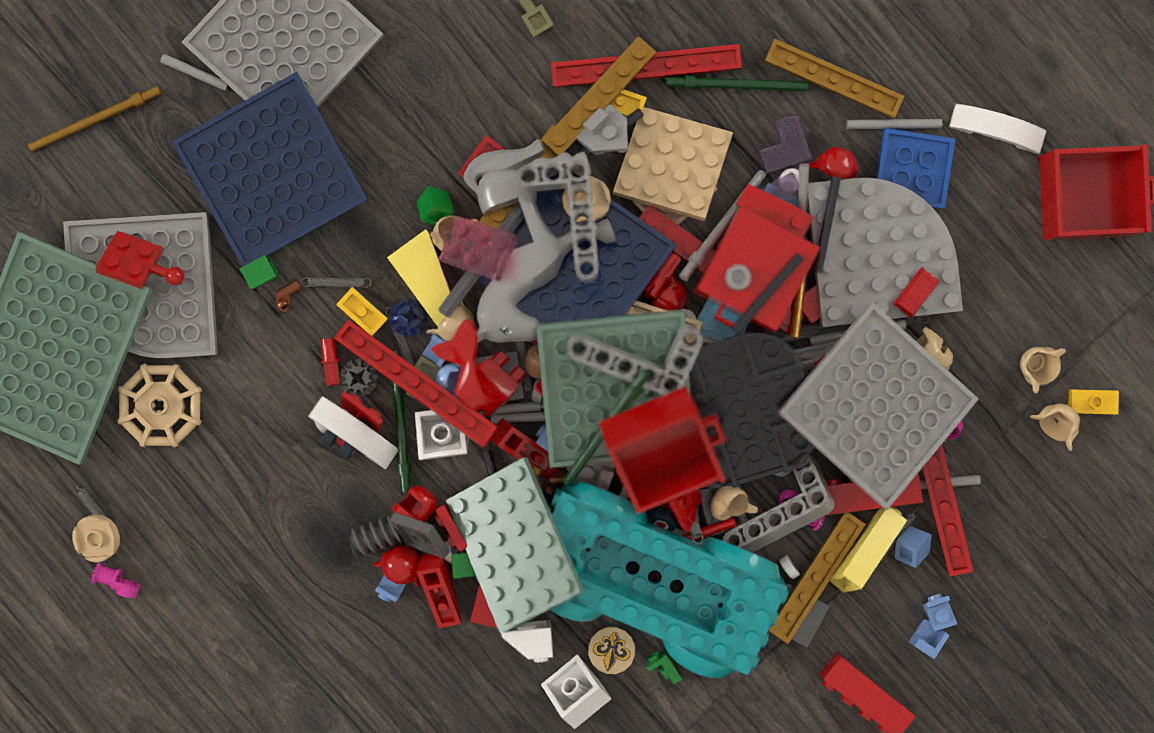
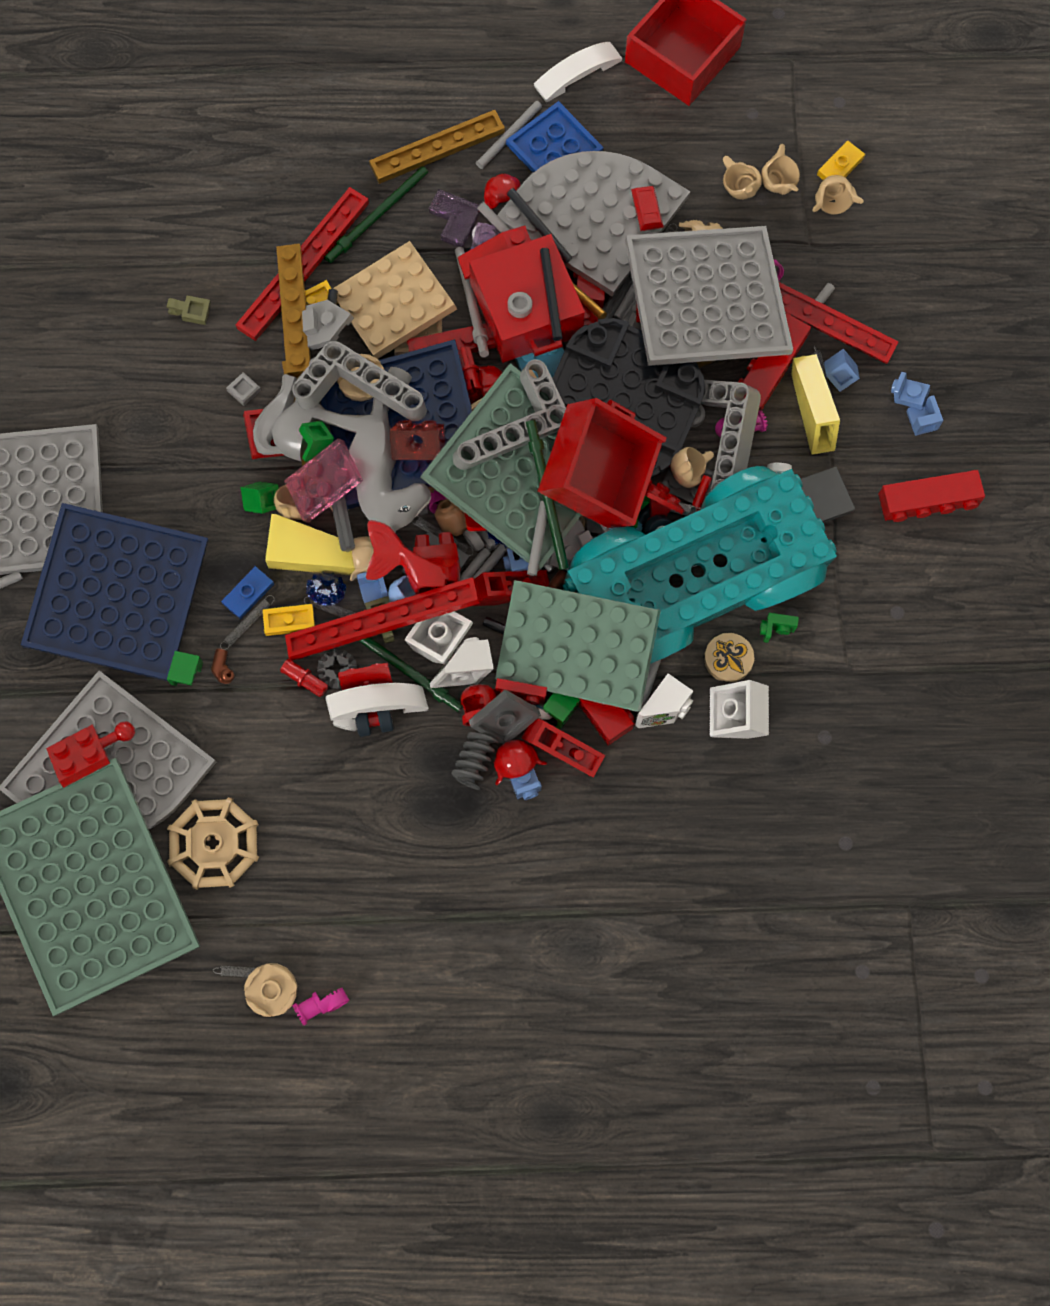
camera: 55 degrees left, 15 degrees down
(357, 262) = (247, 592): none -> blue plate
(437, 473) = (466, 665): none -> white slope
(503, 216) = (317, 438): none -> green panel
(508, 114) = (243, 389): none -> light grey tile
(565, 294) = (406, 448): none -> clear red brick
(567, 449) = (537, 540): none -> light grey bar
(816, 576) = (803, 453): pearl gold plate -> none
(1009, 339) = (741, 179): none -> tan hair

